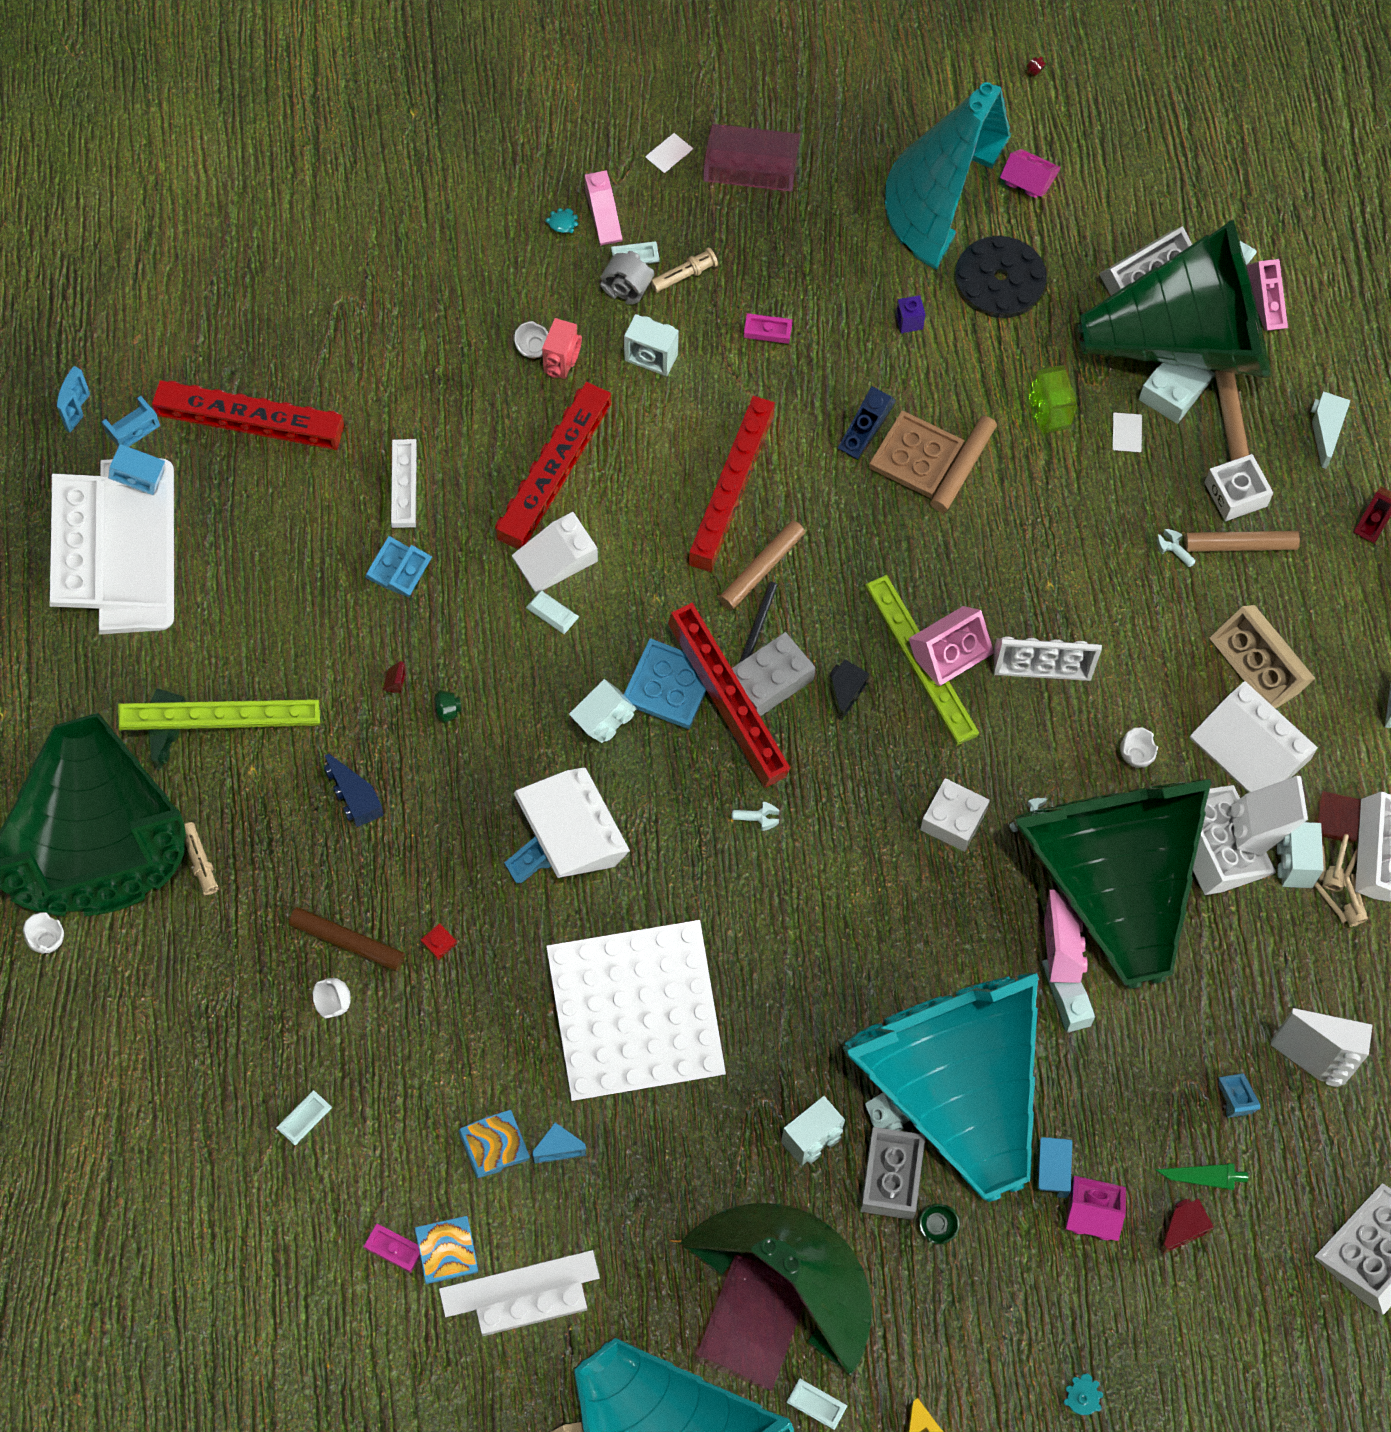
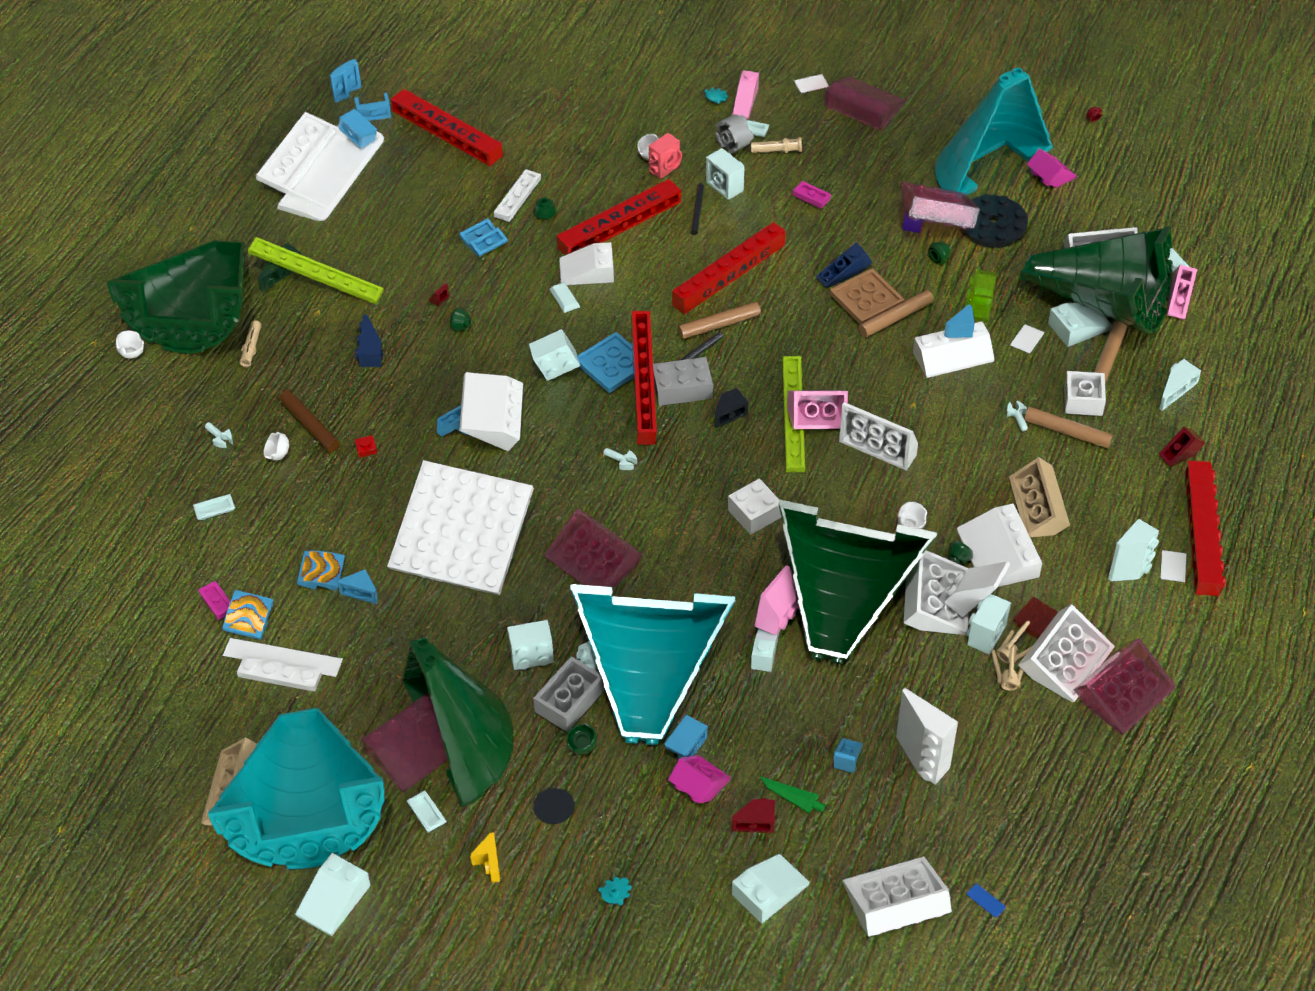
camera: 30 degrees right, 15 degrees down
(243, 1011) = (219, 435): none -> light aqua bar
(450, 490) = (544, 209): none -> dark green cone
(639, 408) = (697, 209): none -> black bar
(805, 968) = (592, 552): none -> clear pink slope
(938, 288) = (938, 205): none -> clear pink slope
(952, 1321) = (554, 806): none -> black sticker
(966, 352) = (939, 252): none -> dark green cone
(1058, 489) = (944, 355): none -> white slope
(1065, 457) = (961, 324): none -> dark azure slope
(1217, 771) = (959, 552): none -> dark green cone
(1246, 1306) = (768, 887): none -> light aqua slope

